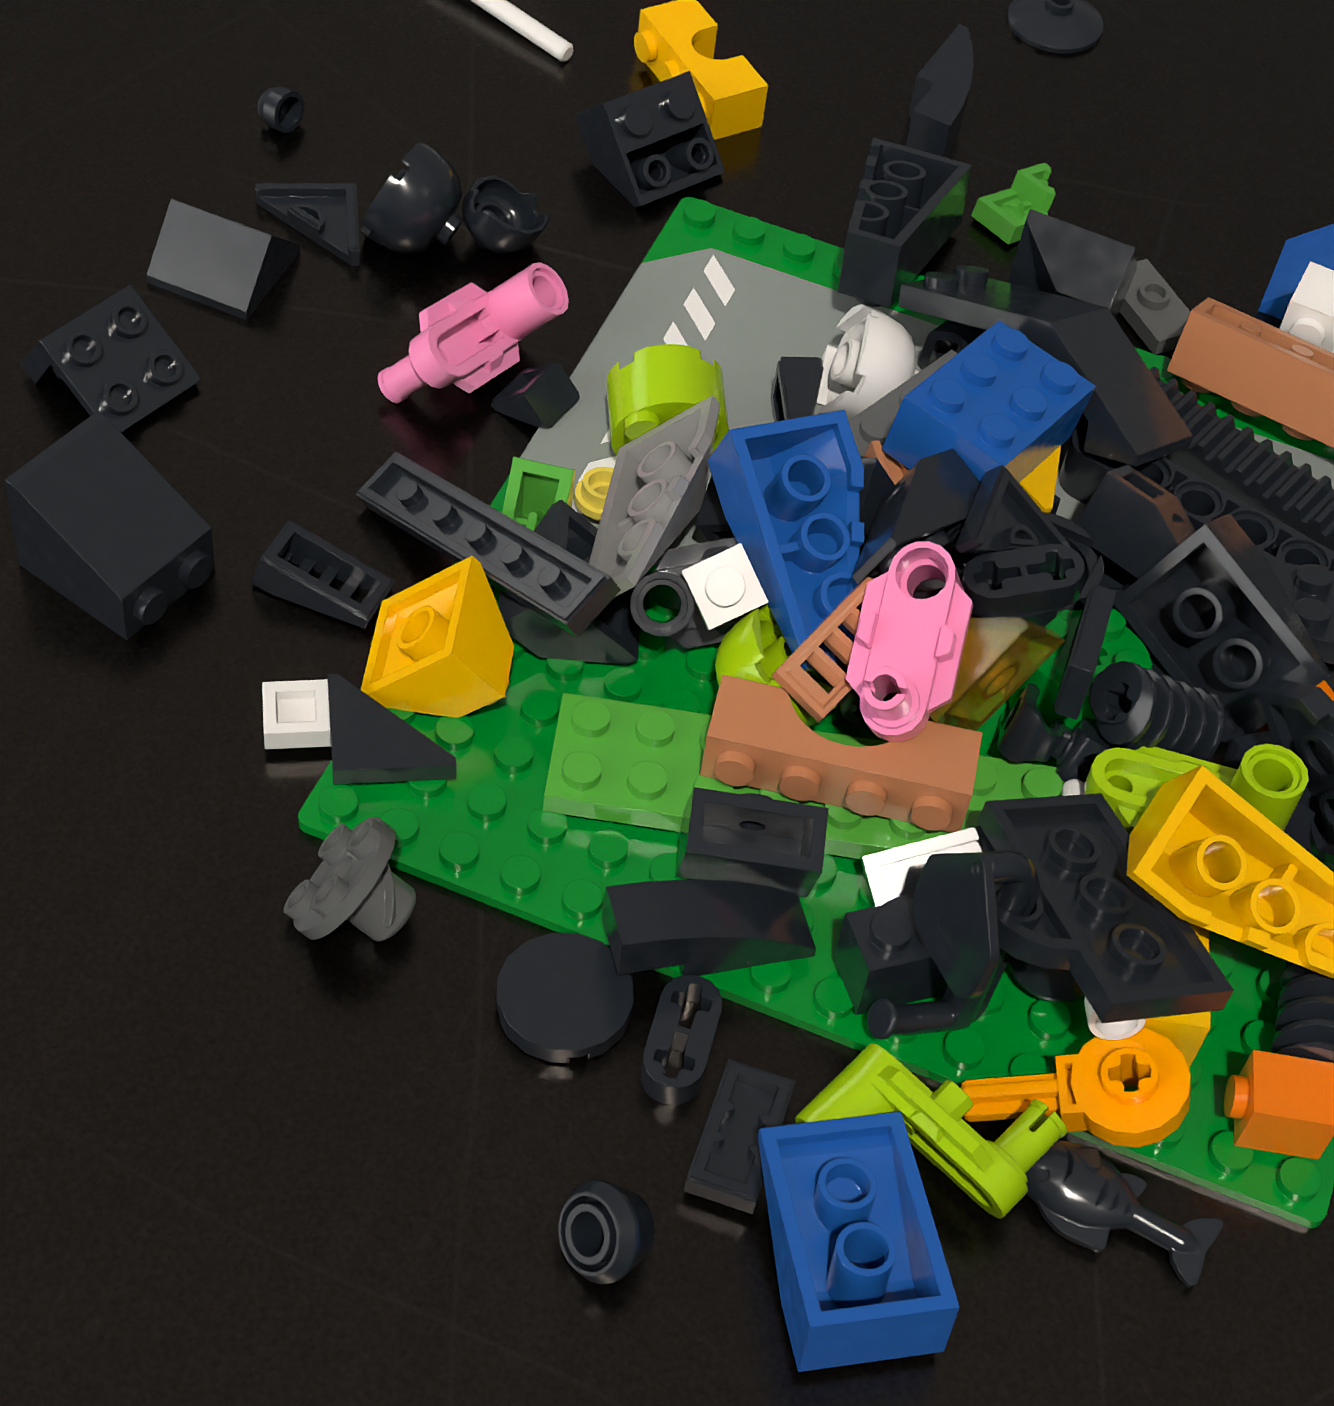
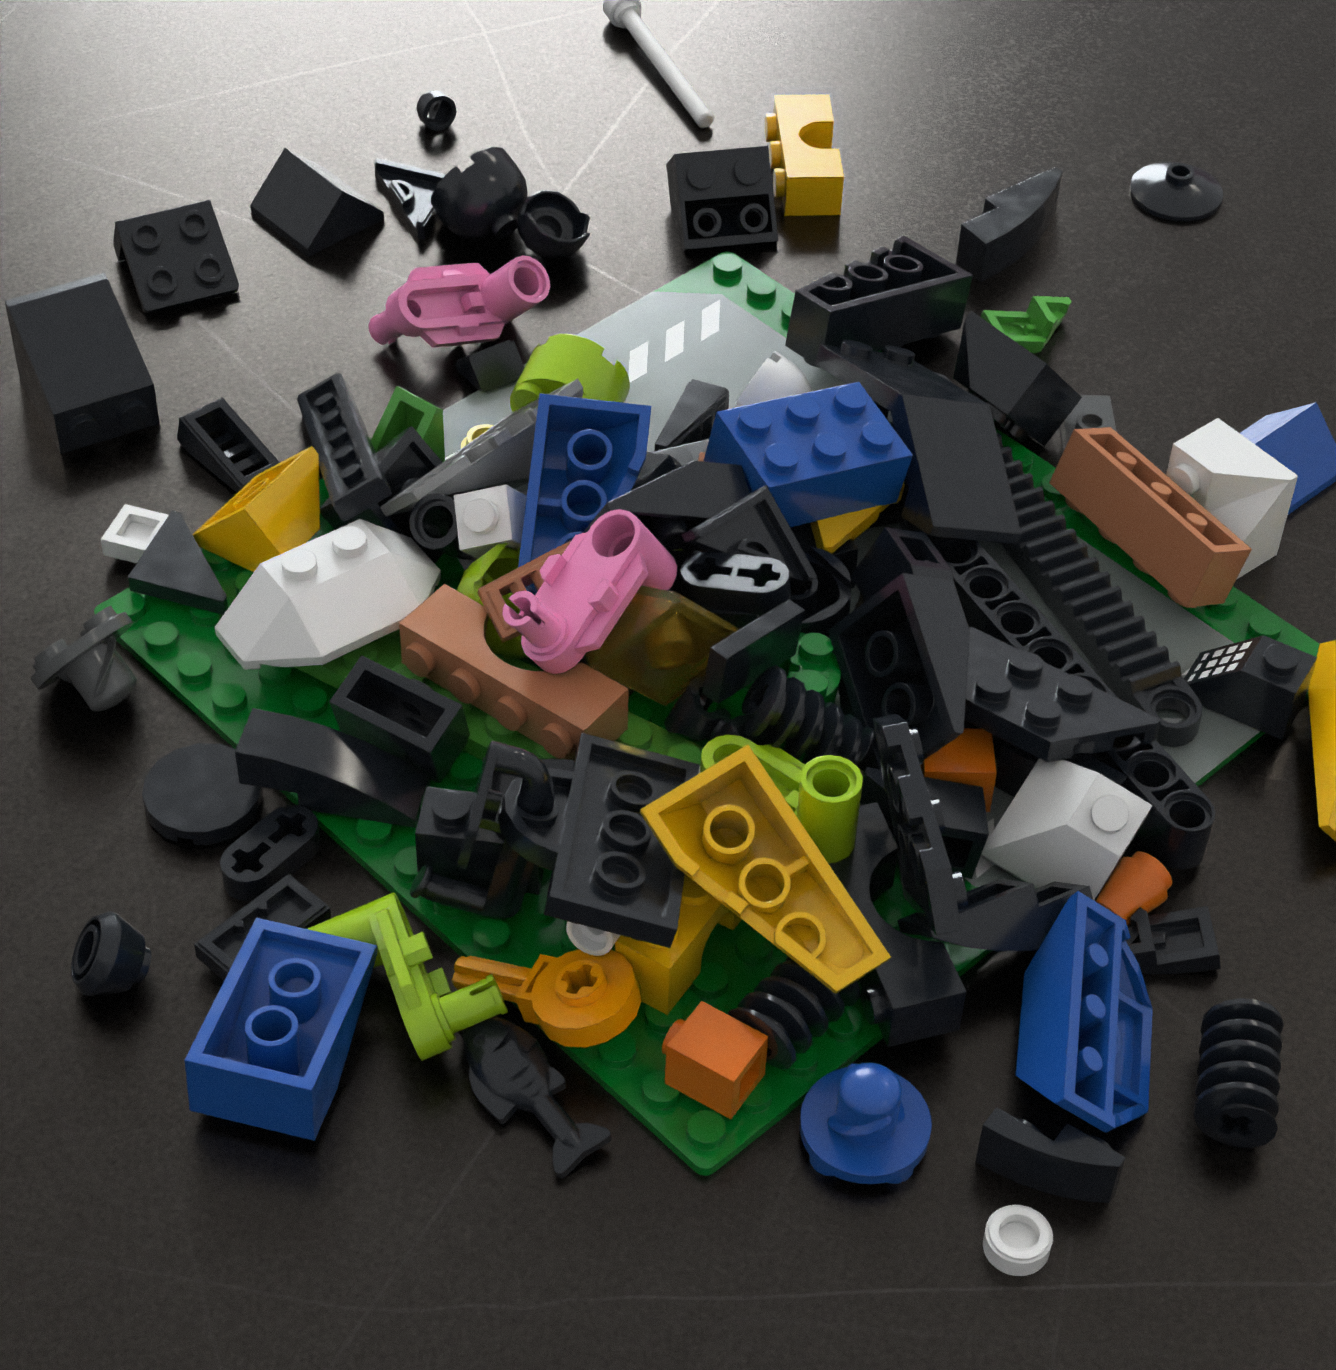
camera: 30 degrees right, 5 degrees down
(595, 735) = (327, 597): none -> white wedge

